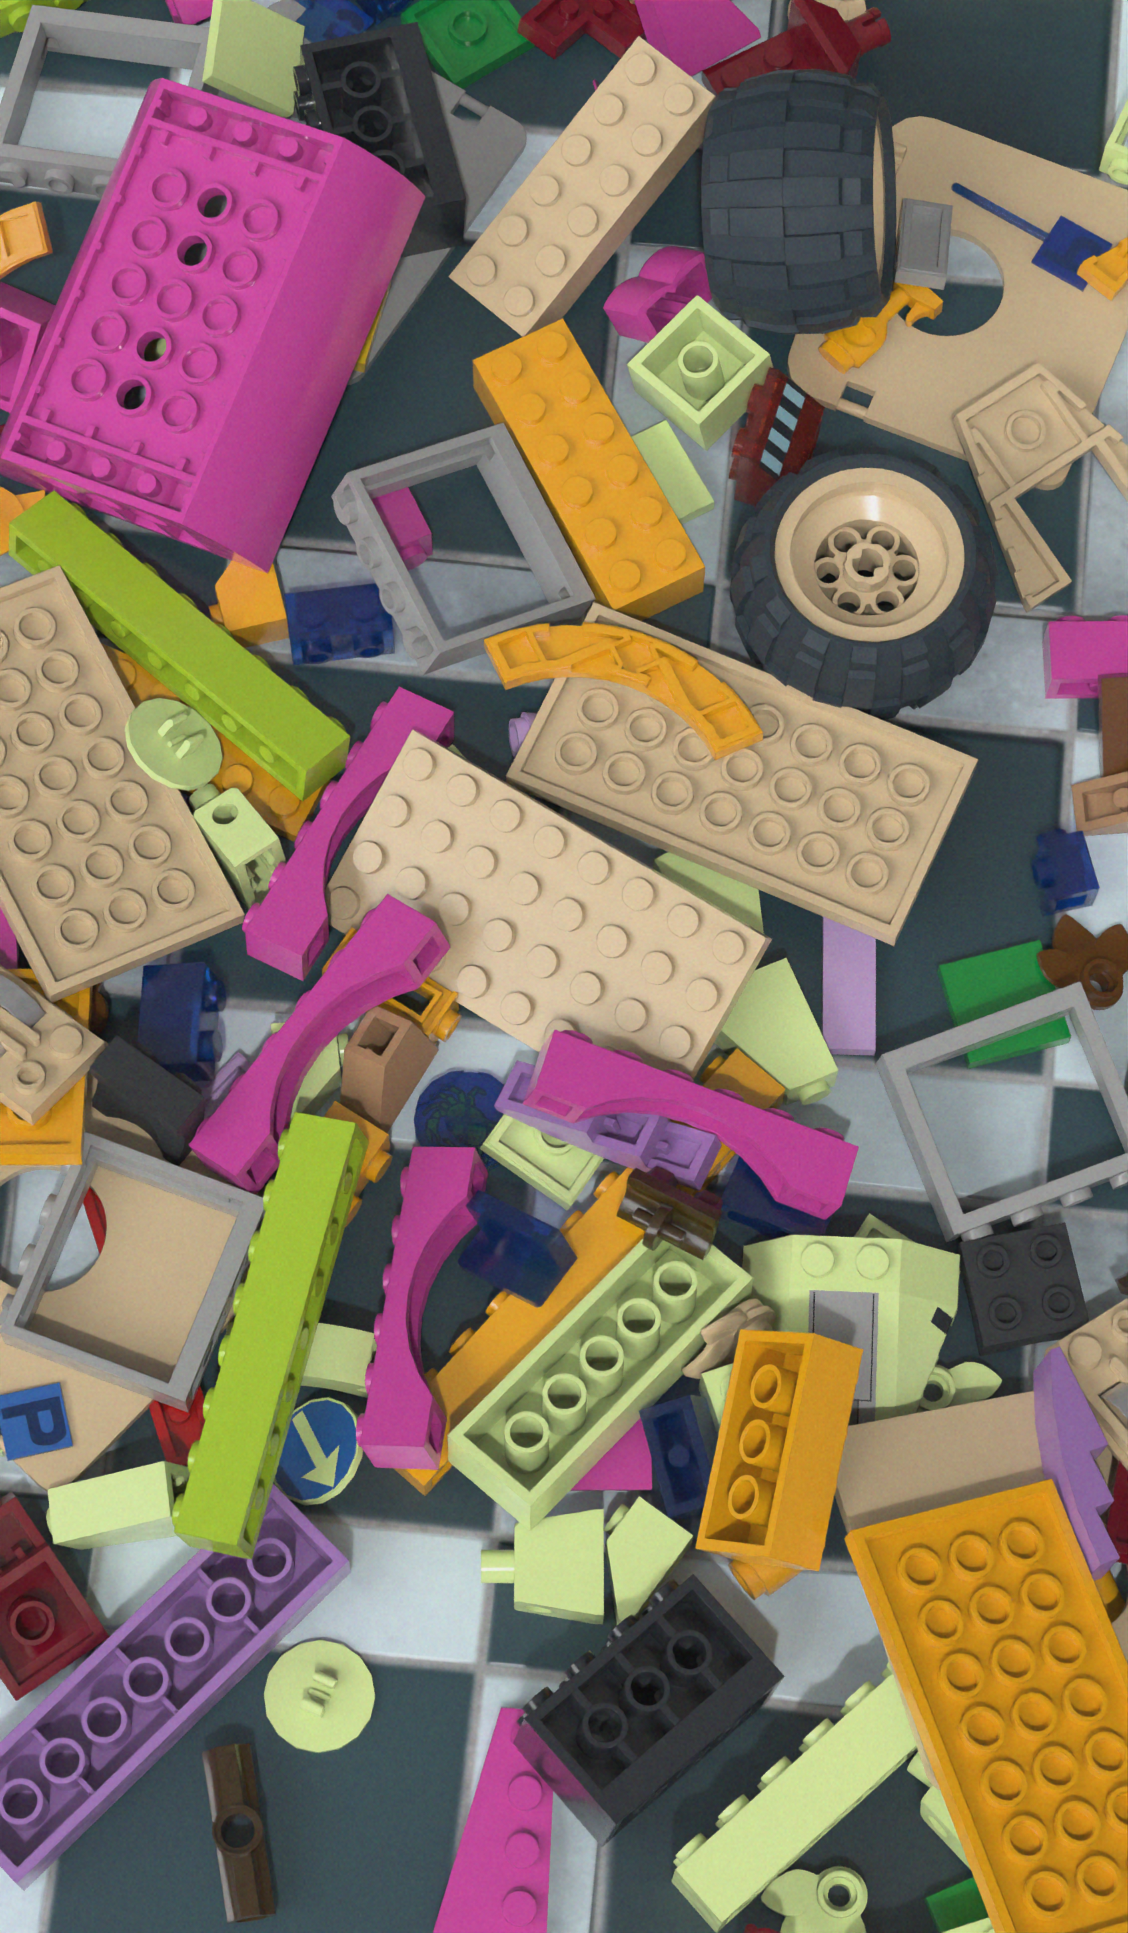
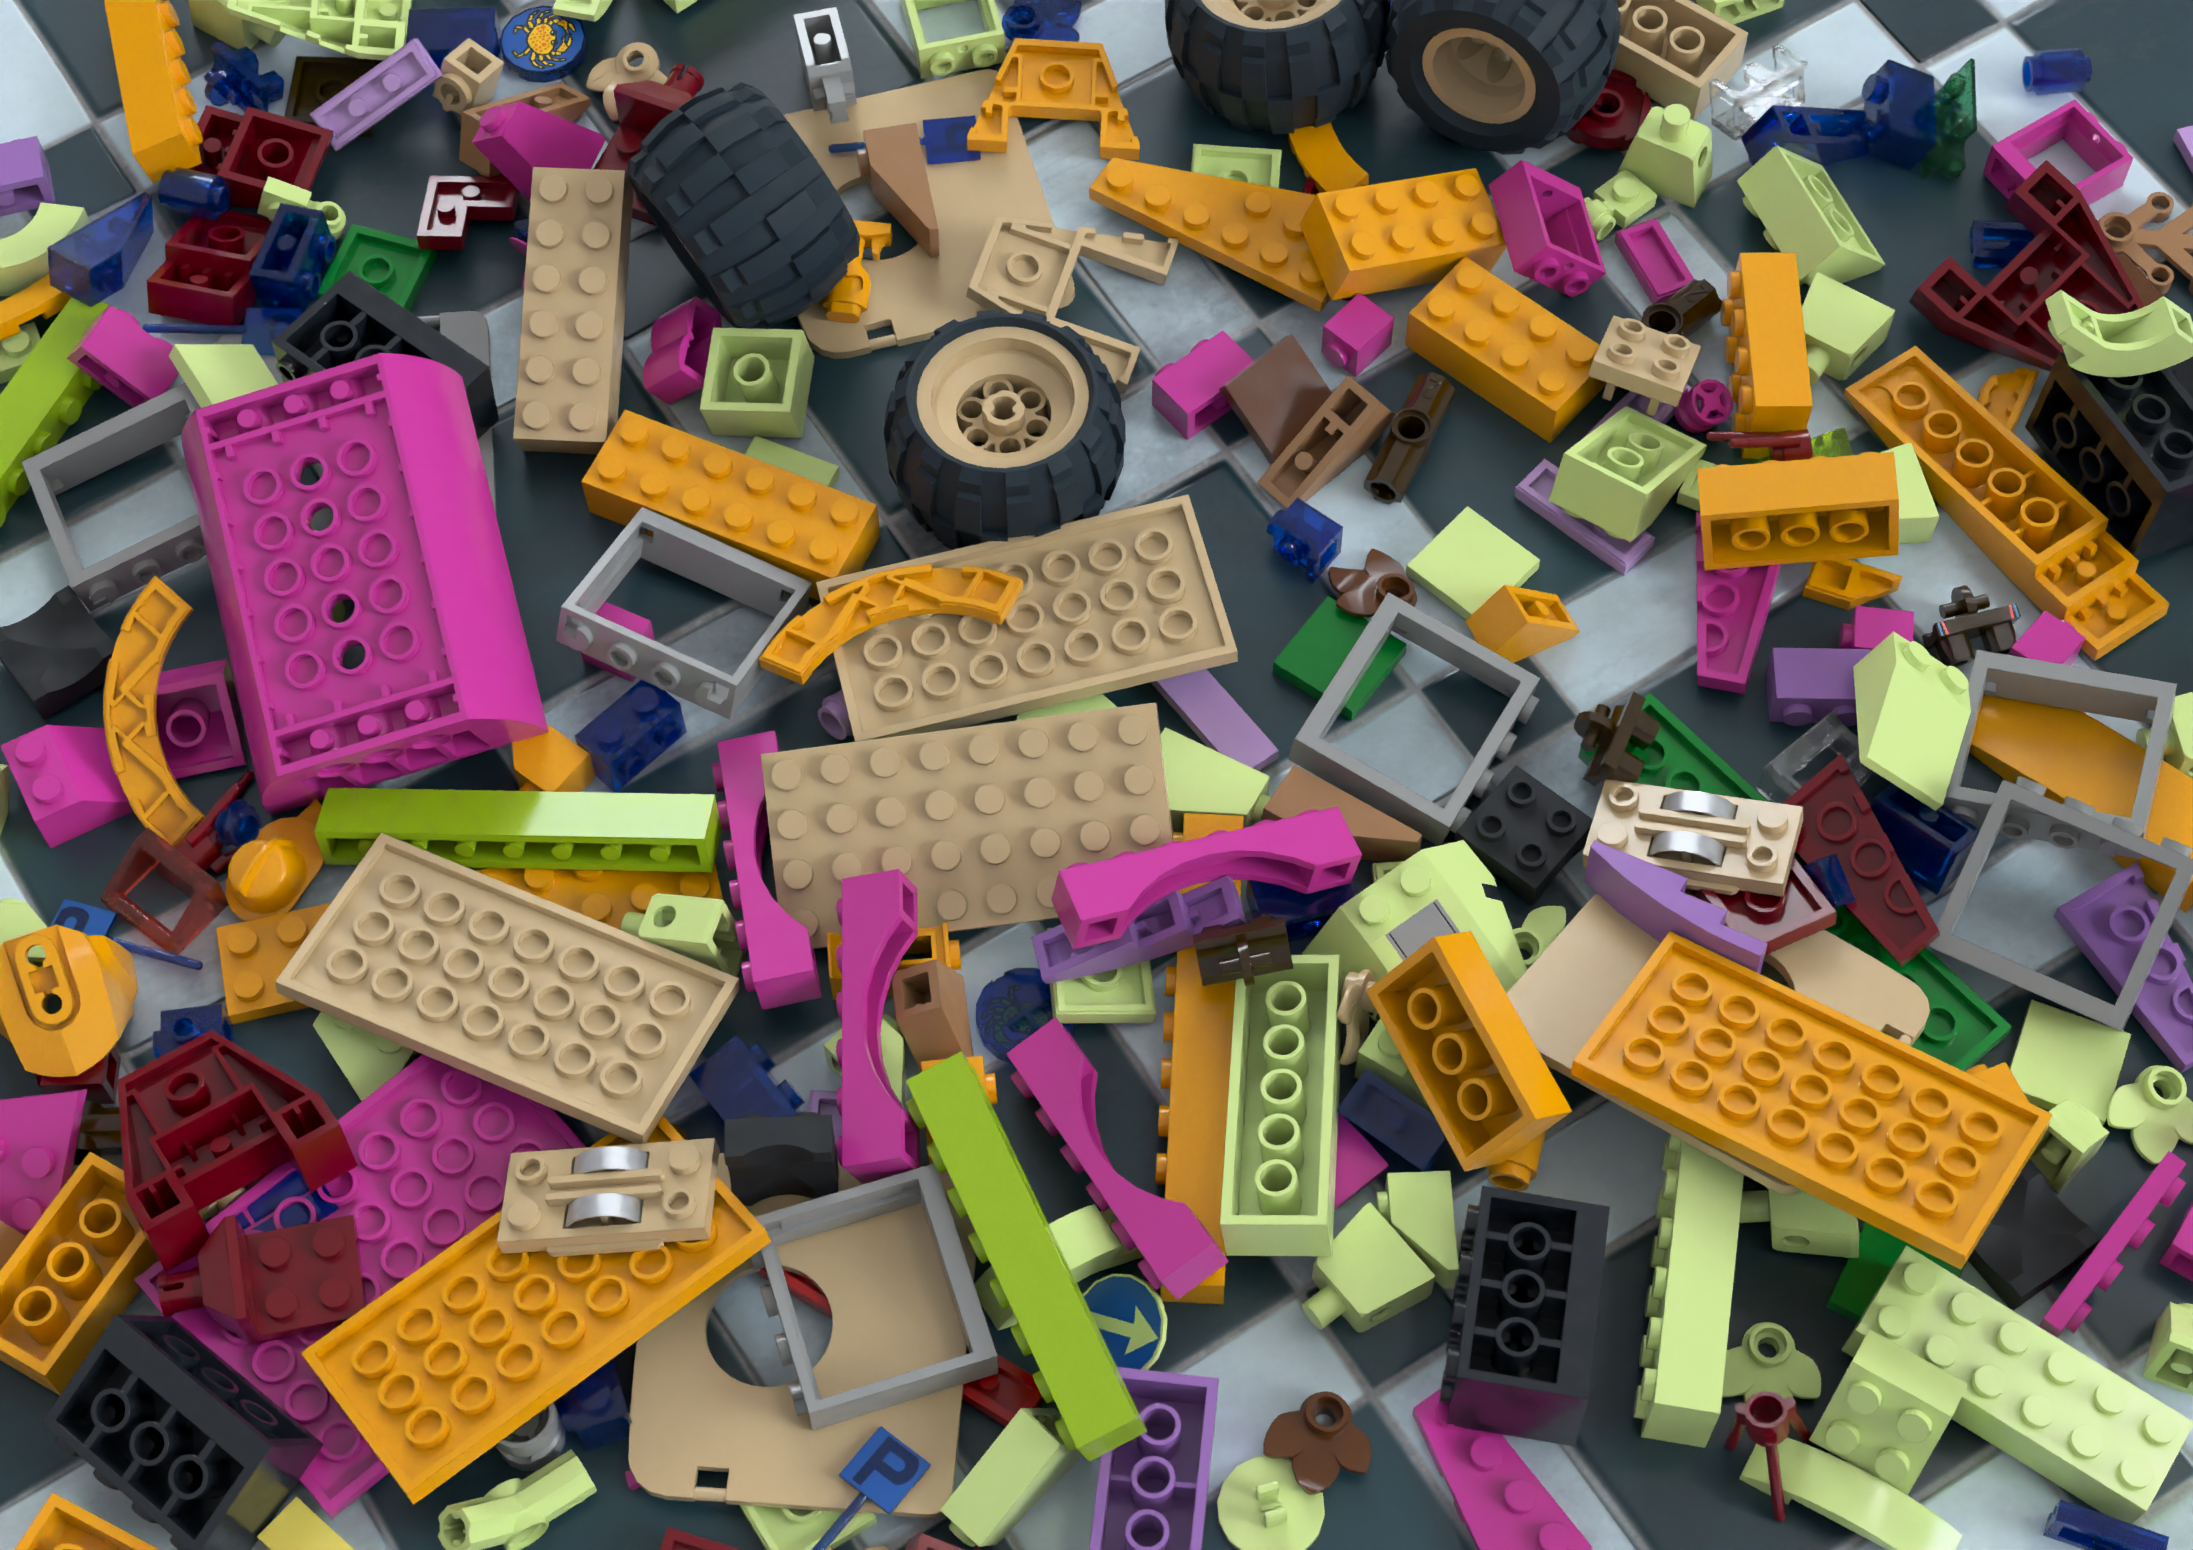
camera: 35 degrees left, 10 degrees down
(173, 744) = (579, 898): yellowish green piece -> none
(393, 1679) = (1316, 1449): none -> reddish brown plate
(515, 1250) = (1147, 1067): clear blue panel -> none
(776, 437) = (852, 392): clear red slope -> none
(878, 1169) = (1374, 832): none -> medium nougat slope
(923, 243) = (857, 197): light grey tile -> none
(988, 259) = (900, 180): none -> medium nougat slope
(1012, 99) = (826, 62): none -> light grey hinge

